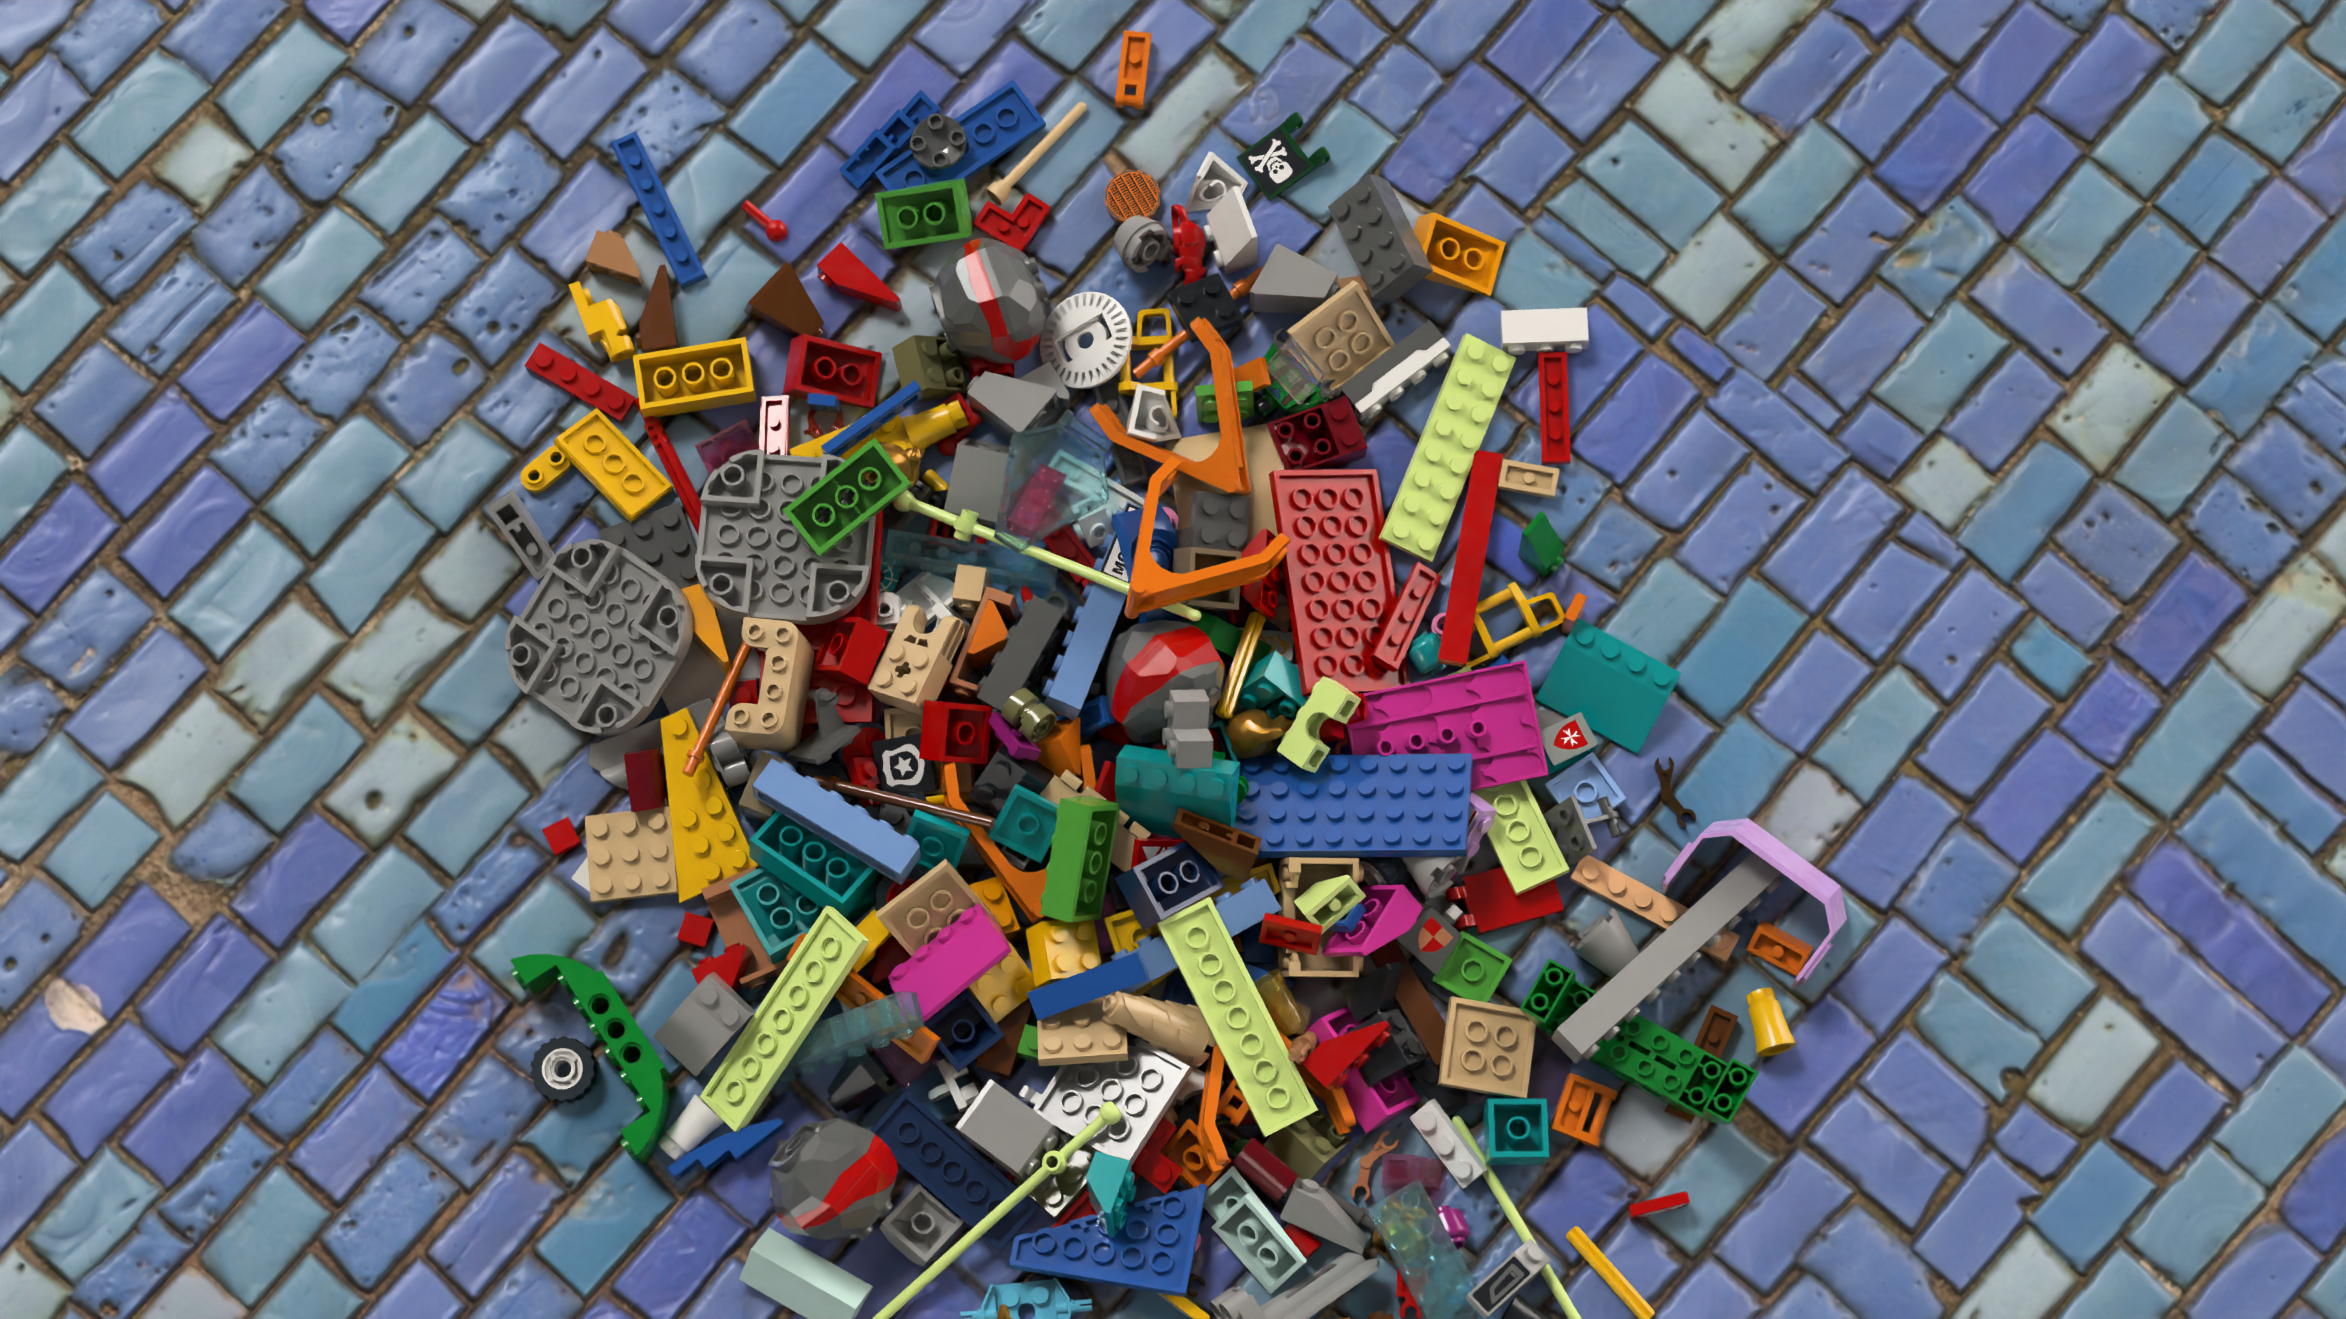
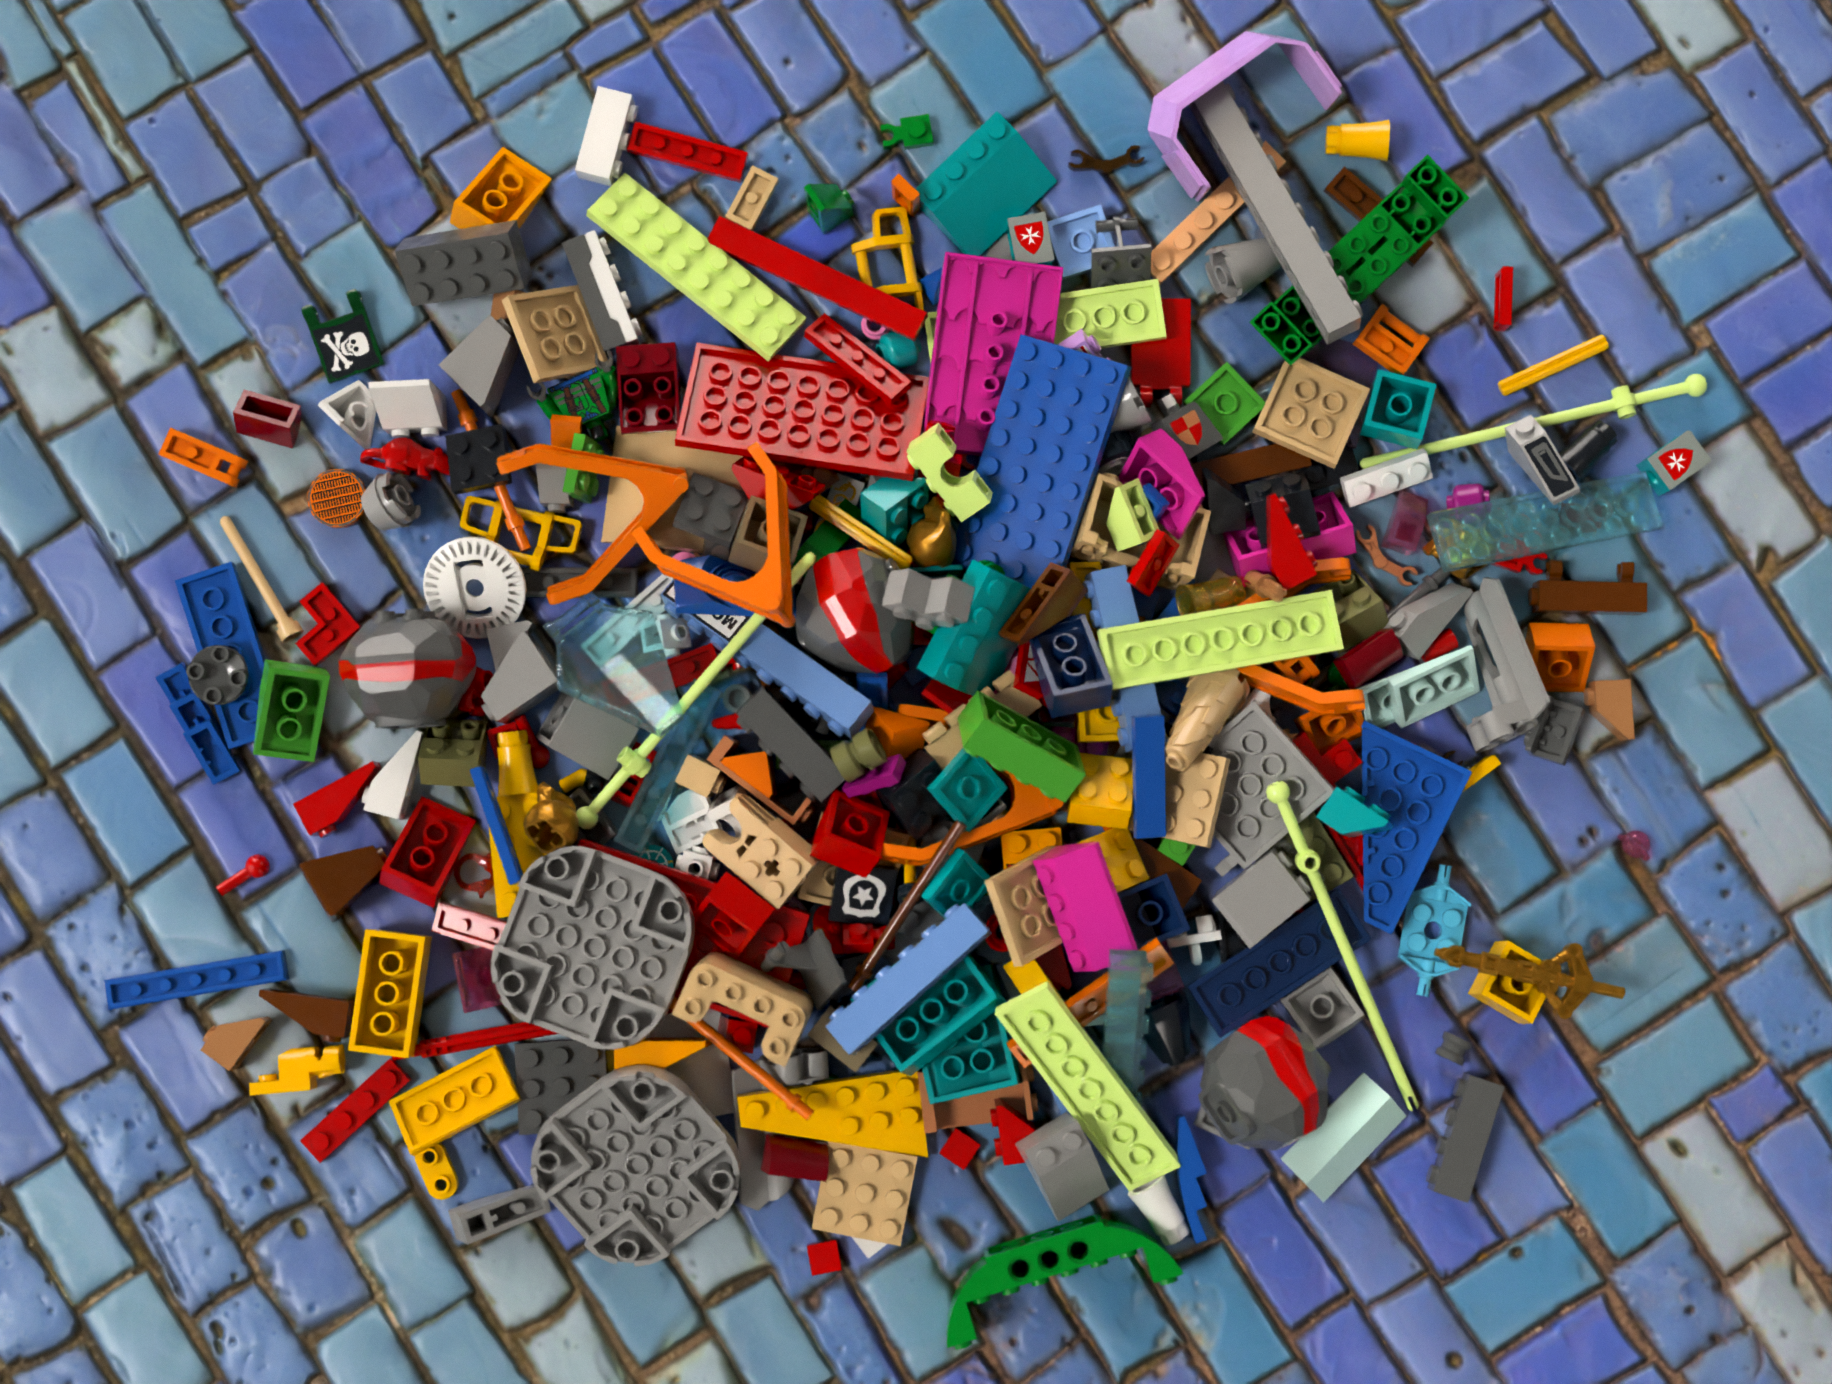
camera: 75 degrees left, 10 degrees up
(546, 1066) = (1069, 1337): black wheel -> none
(823, 403) = (457, 869): blue tile -> none
(828, 495) = (596, 881): bright green brick -> none
(882, 324) = (394, 784): none -> white slope
(1036, 501) = (634, 684): clear pink plate -> none
(1151, 416) = (576, 546): white slope -> none
(1186, 114) = (267, 418): none -> dark red brick
(1195, 376) = (550, 488): none -> light grey slope
(1295, 370) = (576, 387): clear piece -> none
(1640, 606) = (913, 132): none -> green plate
(1779, 948) = (1286, 108): orange slope -> none

